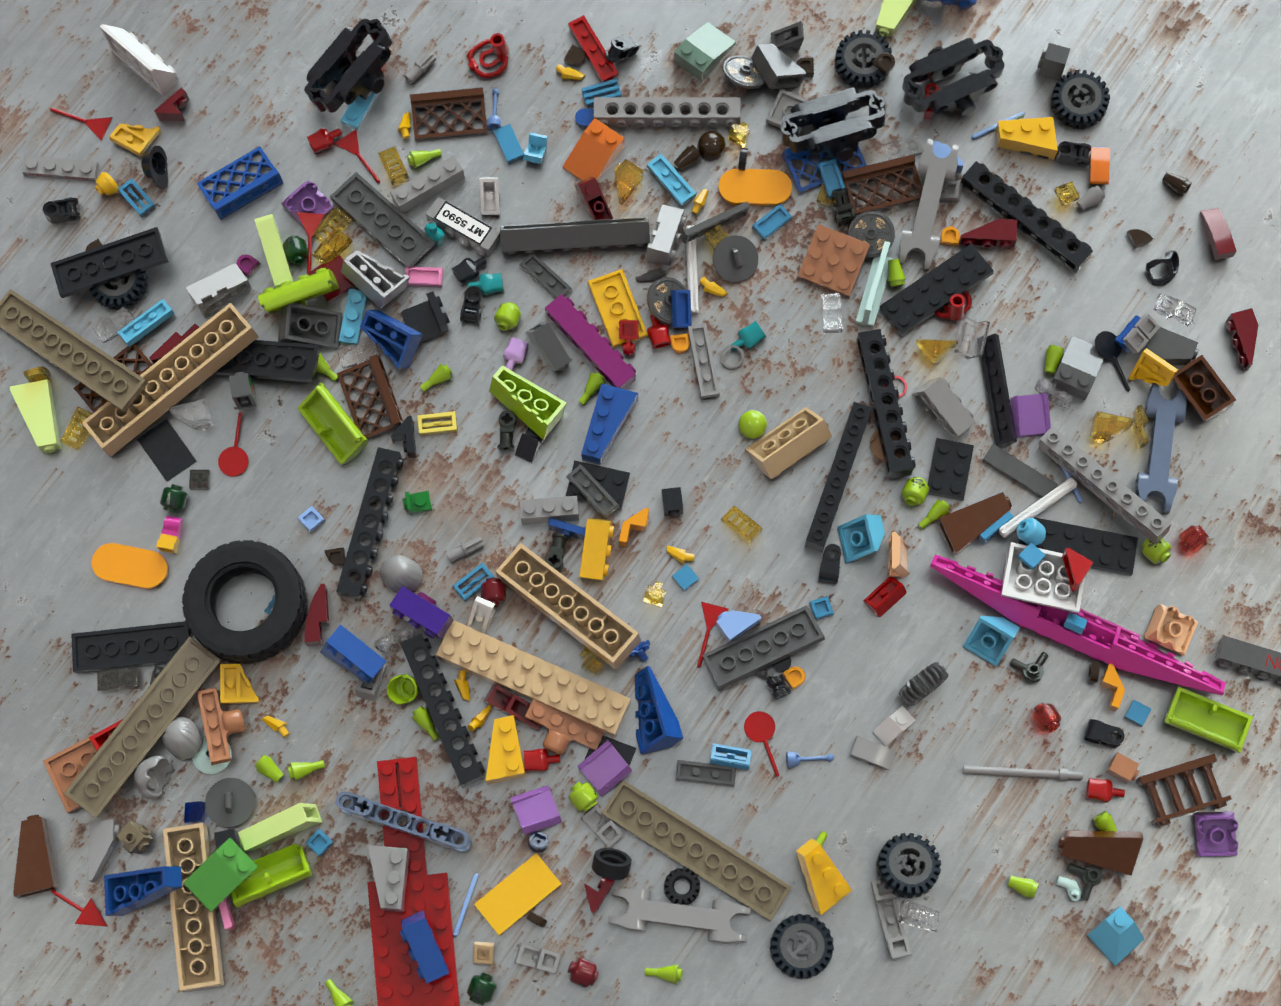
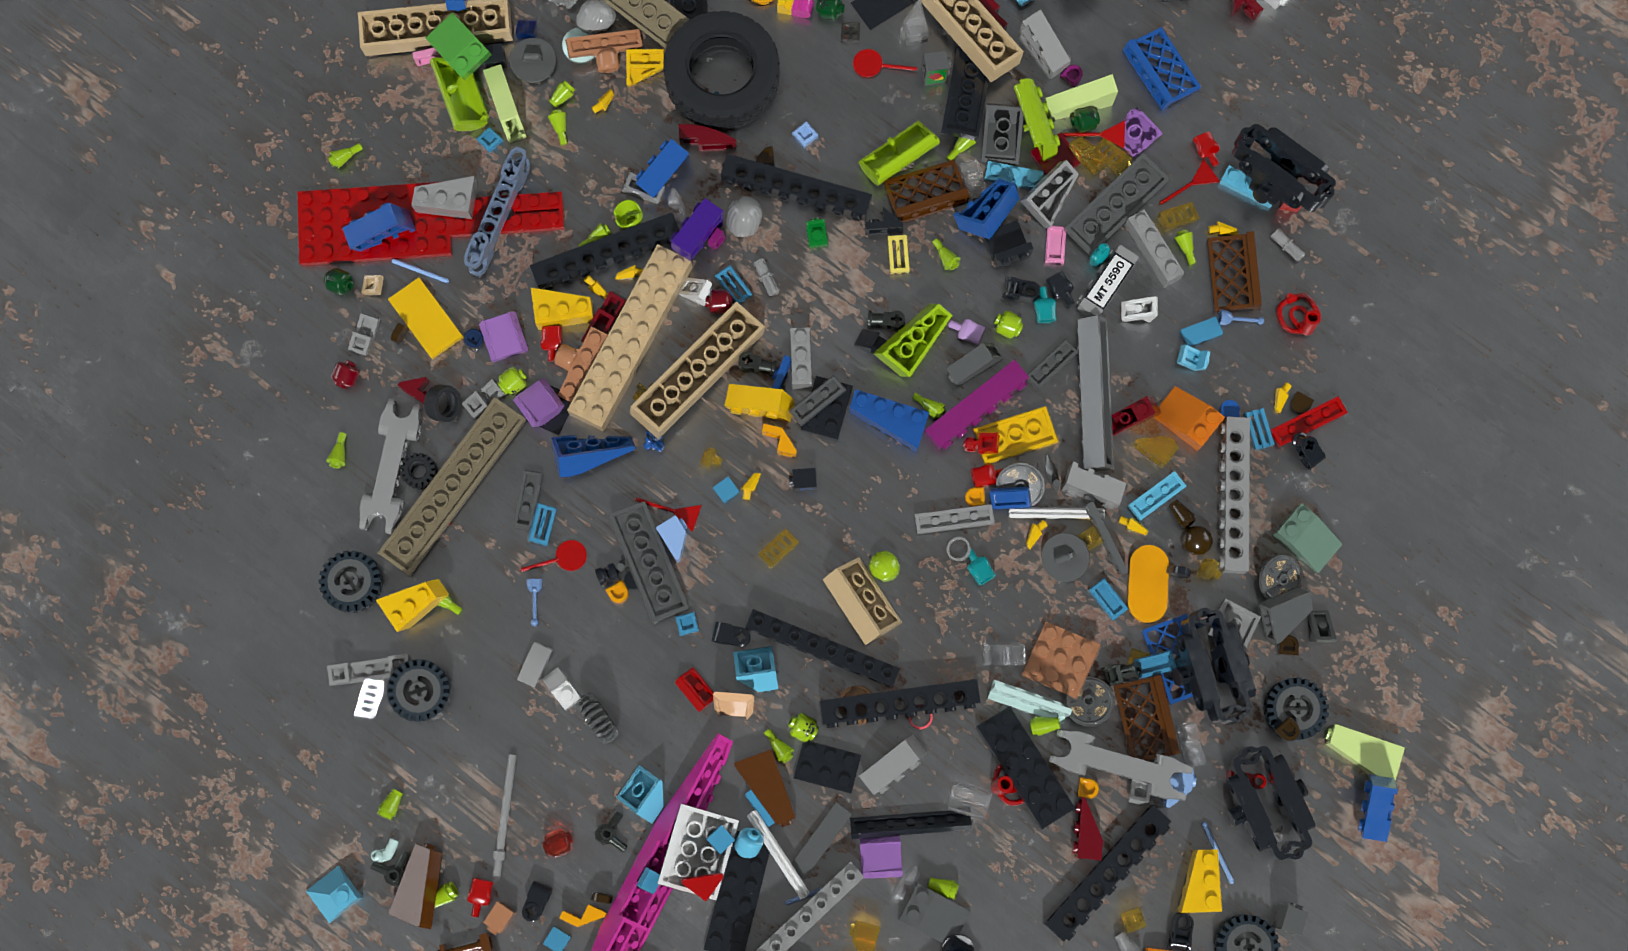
camera: 90 degrees right, 5 degrees up
(936, 349) = (959, 760): clear yellow slope -> none

